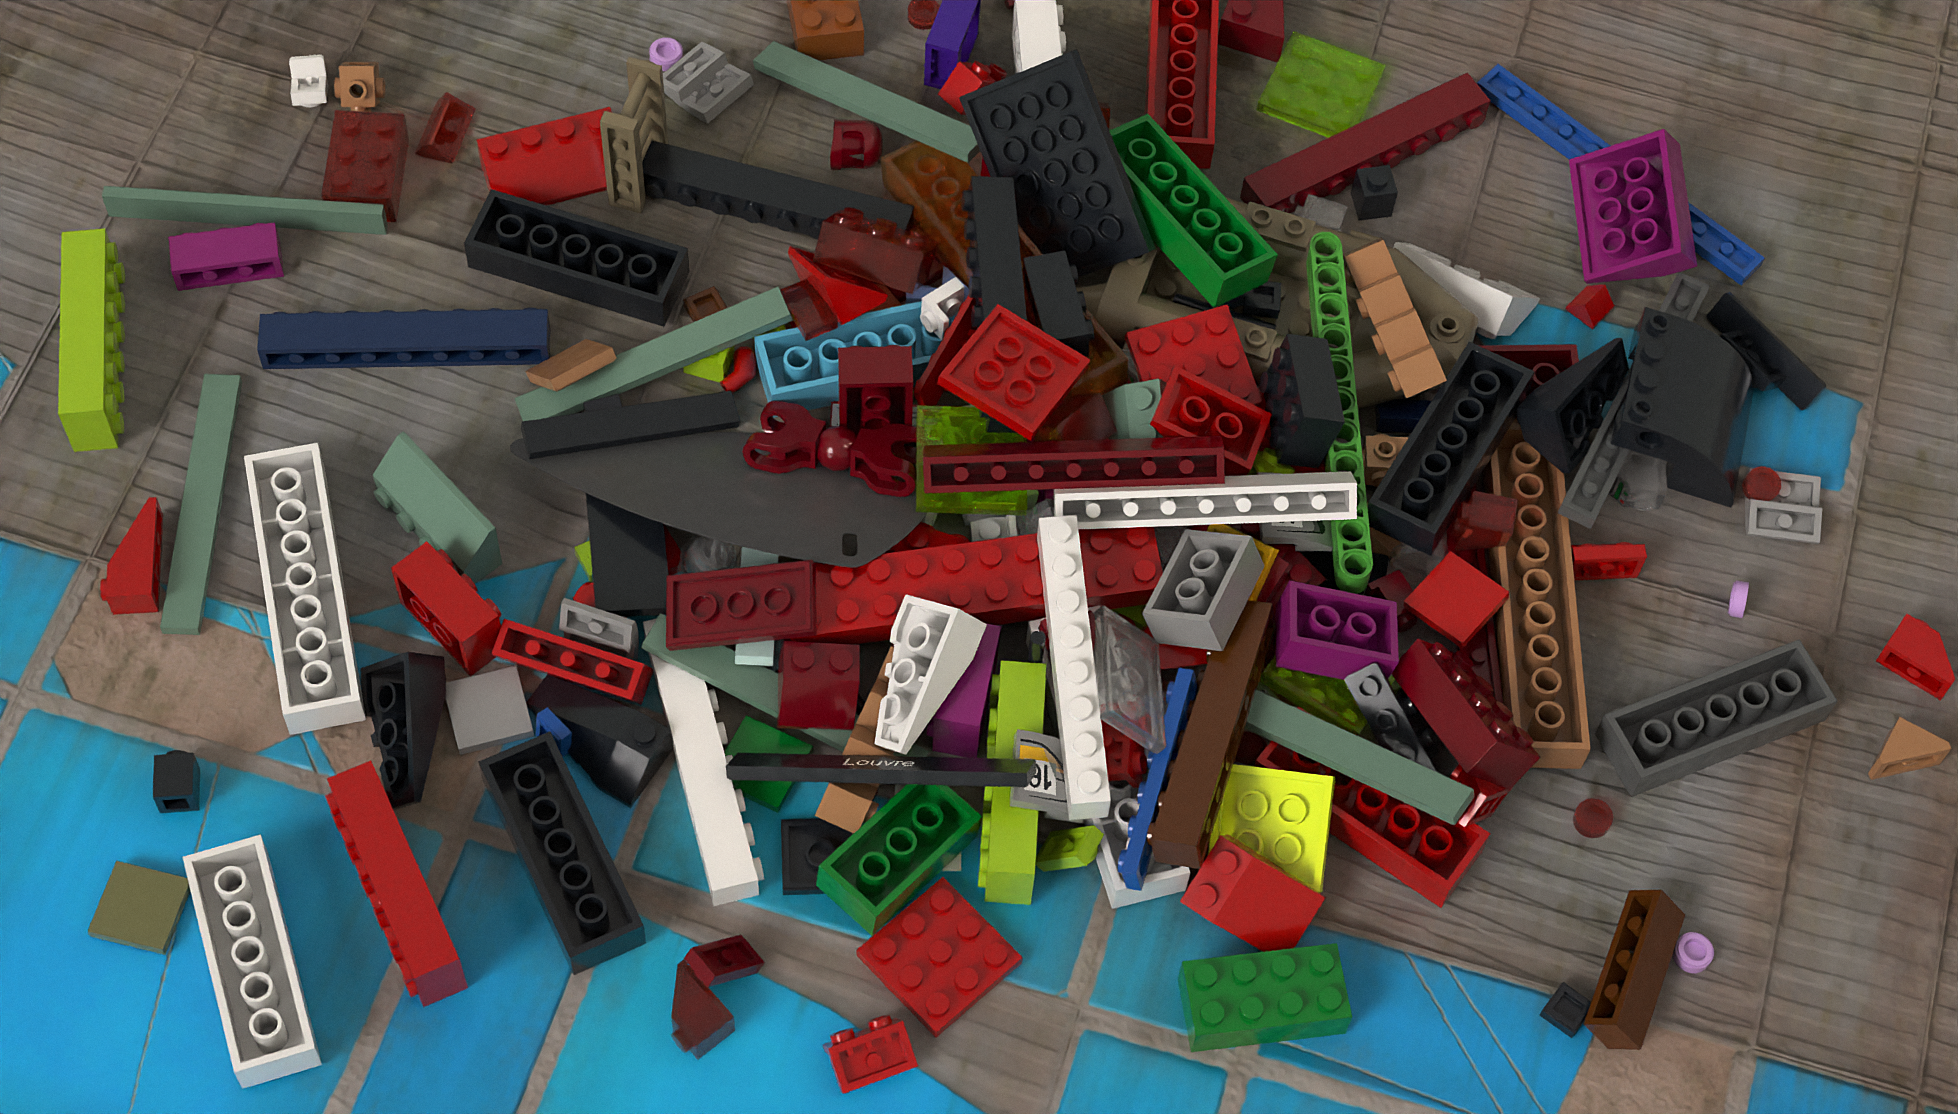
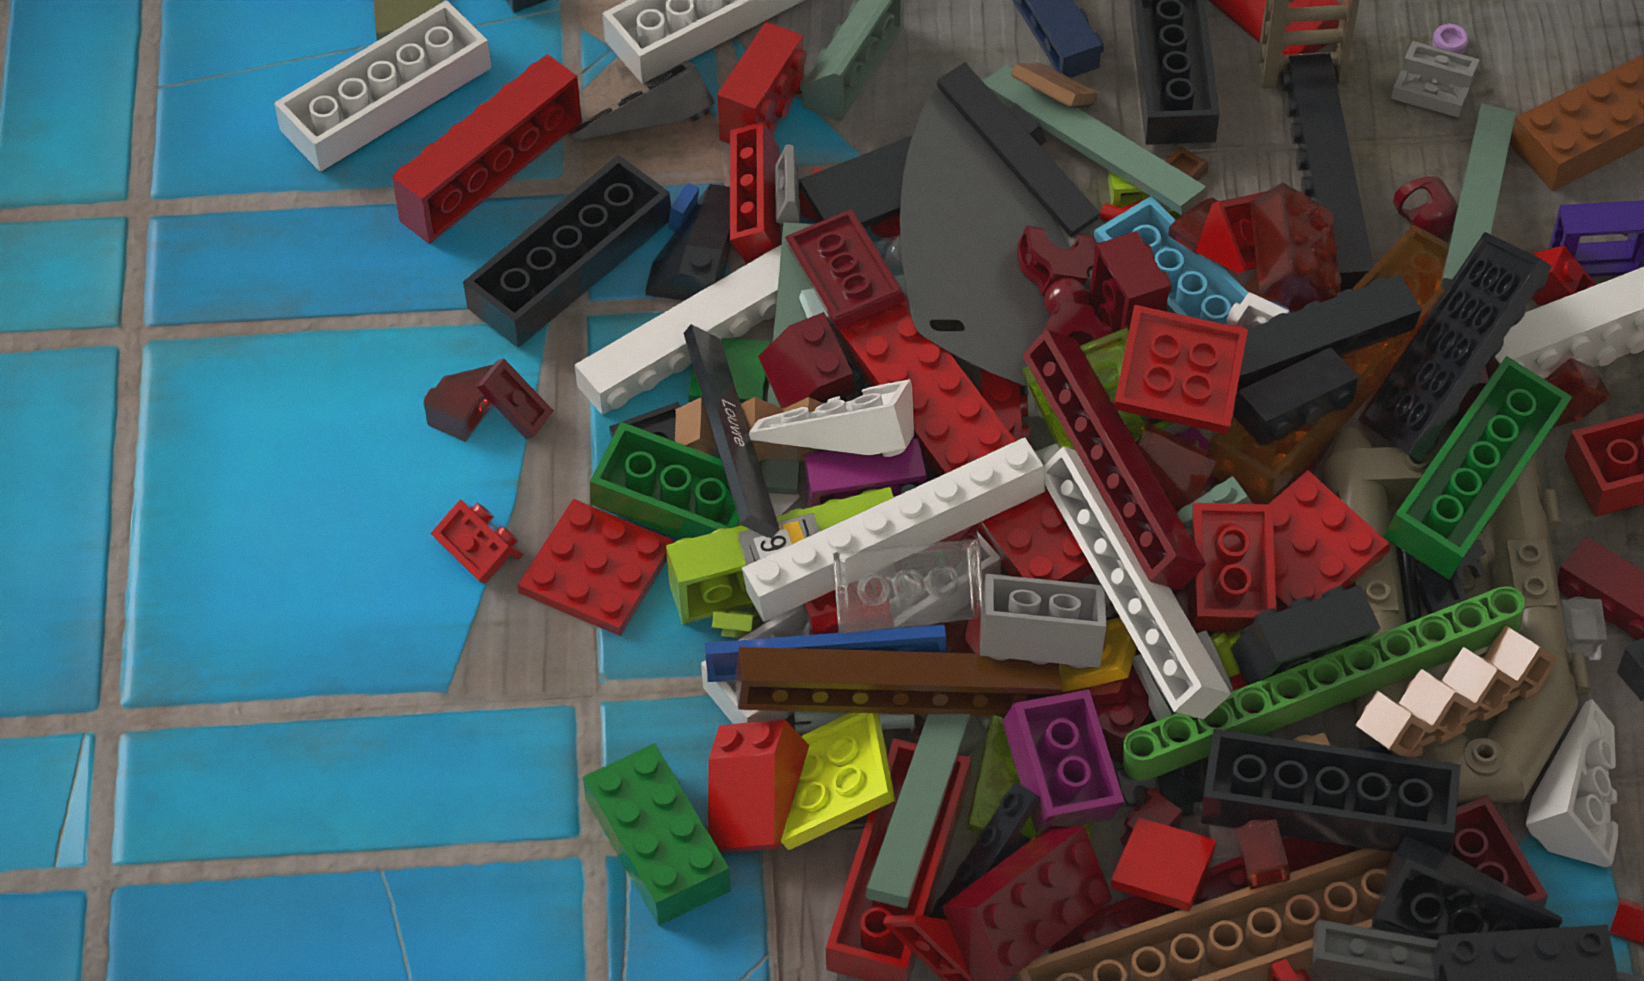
camera: 75 degrees right, 5 degrees down
(488, 710) = (688, 157): light grey tile -> none

